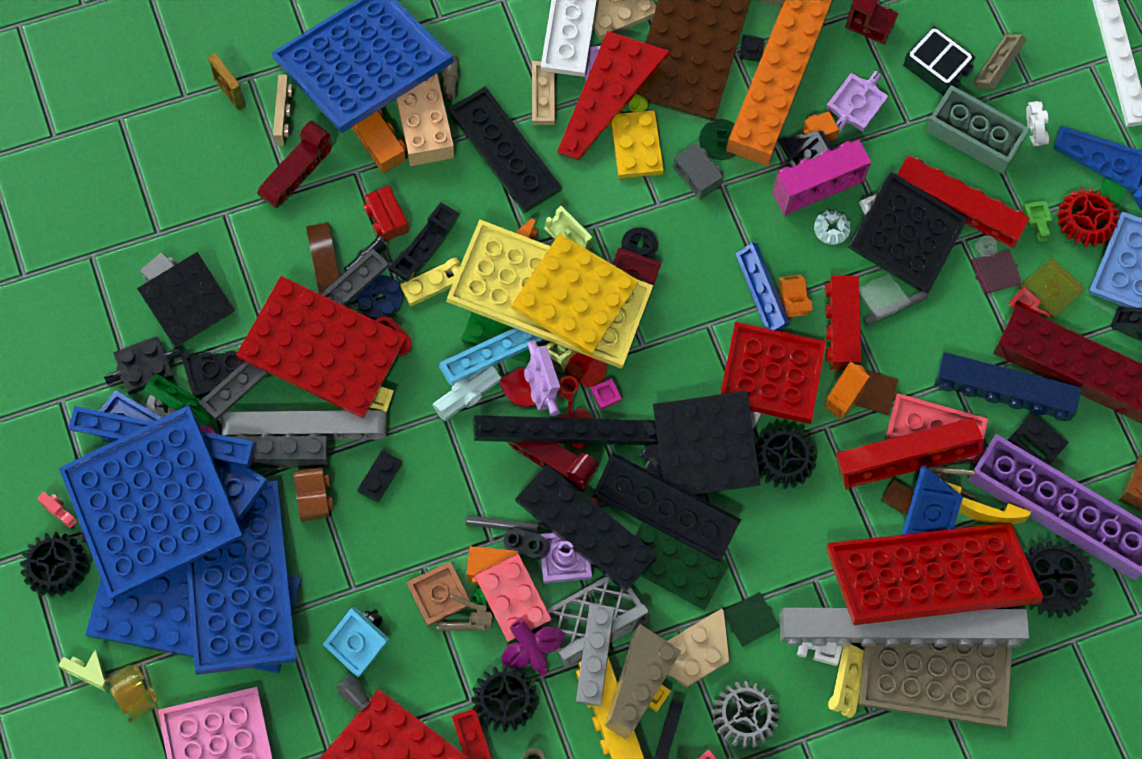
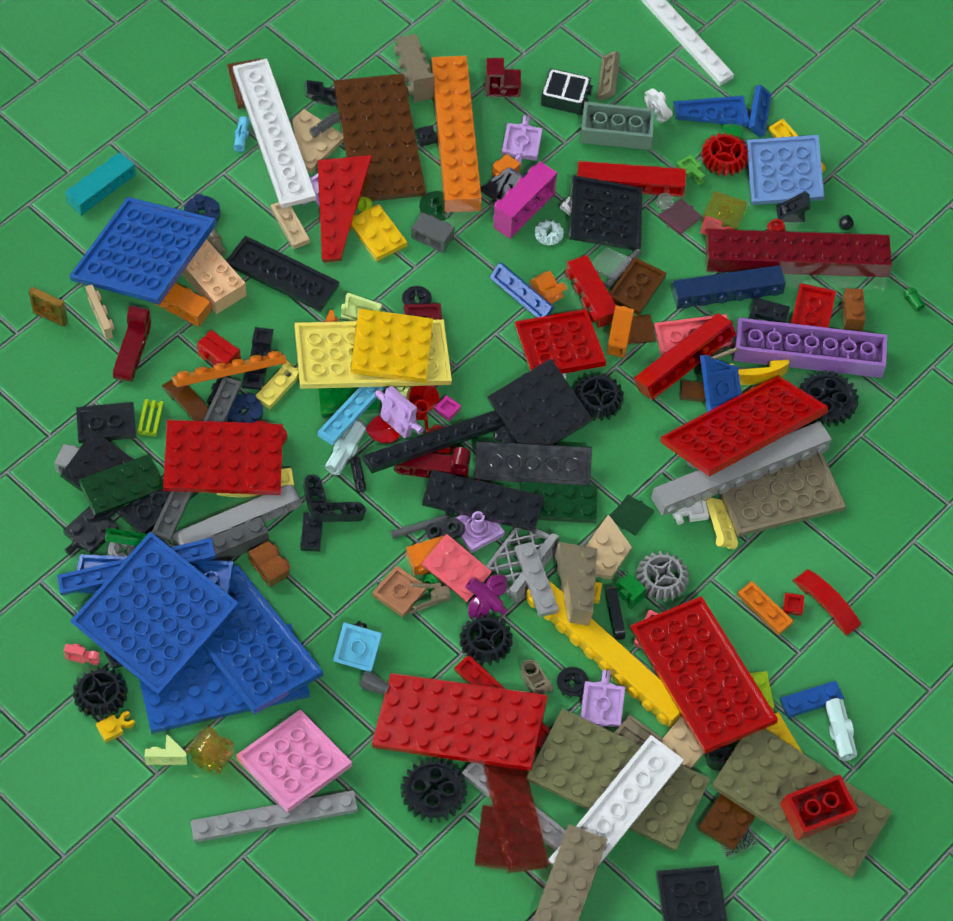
camera: 25 degrees left, 10 degrees down
(47, 610) = (112, 728): none -> yellow plate
(198, 328) = (121, 484): none -> dark green plate
(223, 245) = (107, 420): none -> black plate
(267, 255) = (152, 405): none -> lime tile
(381, 242) = (221, 370): none -> orange plate
(404, 453) = (319, 509): none -> black beam
(456, 25) = (205, 203): none -> dark blue plate
(465, 430) = (358, 475): none -> black axle
(699, 714) = (630, 590): none -> green brick
(900, 338) = (637, 285): none -> reddish brown plate
(1095, 457) = (813, 306): none -> red plate
(1103, 335) = (776, 225): none -> red plate

